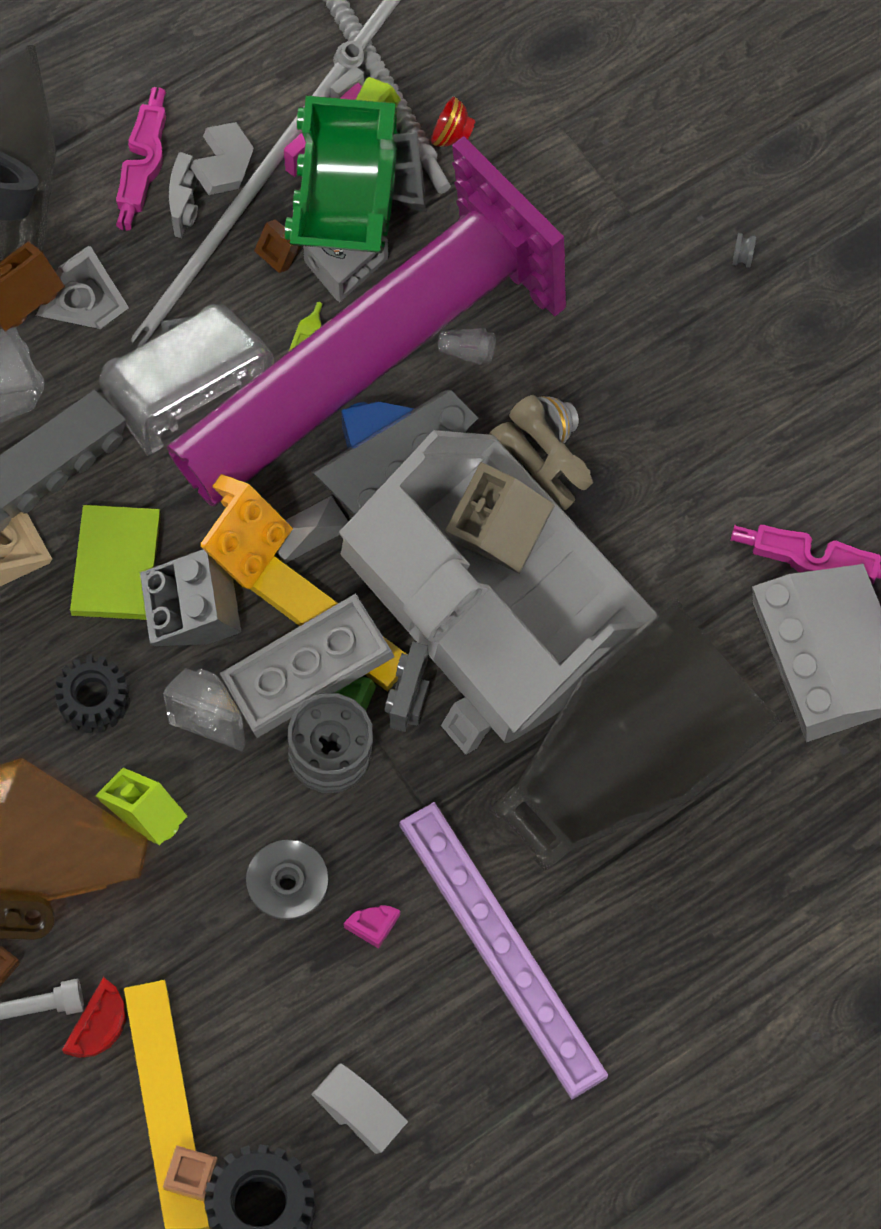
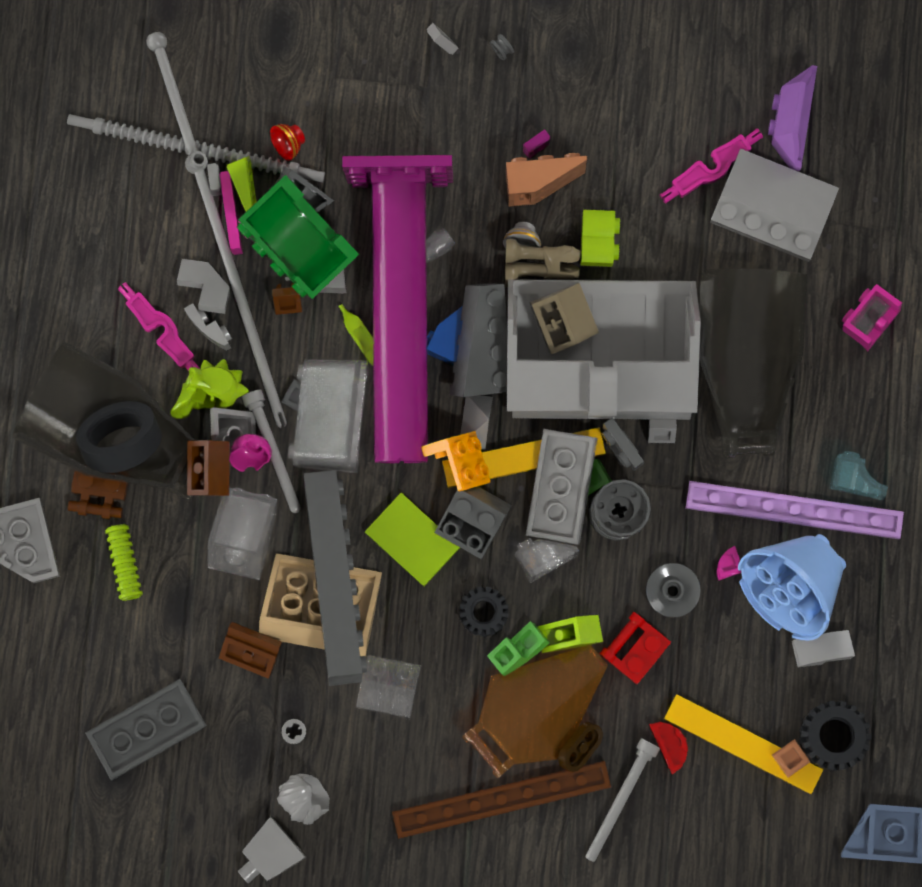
camera: 45 degrees left, 15 degrees up
(68, 762) = (520, 649): none -> bright green slope
(75, 326) = (249, 451): none -> dark pink hair
(113, 234) = (209, 389): none -> lime head
(138, 296) = (254, 402): none -> light grey piece
(184, 906) = (642, 654): none -> red plate
(408, 1001) = (793, 584): none -> light blue cone
(595, 978) = (852, 477): none -> clear light blue arch
(625, 496) = (598, 238): none -> lime brick
(636, 384) = (537, 179): none -> nougat slope
(671, 358) = (536, 144): none -> magenta tile
(697, 191) = (442, 39): none -> light grey tile
(805, 855) = (872, 316): none -> dark pink window

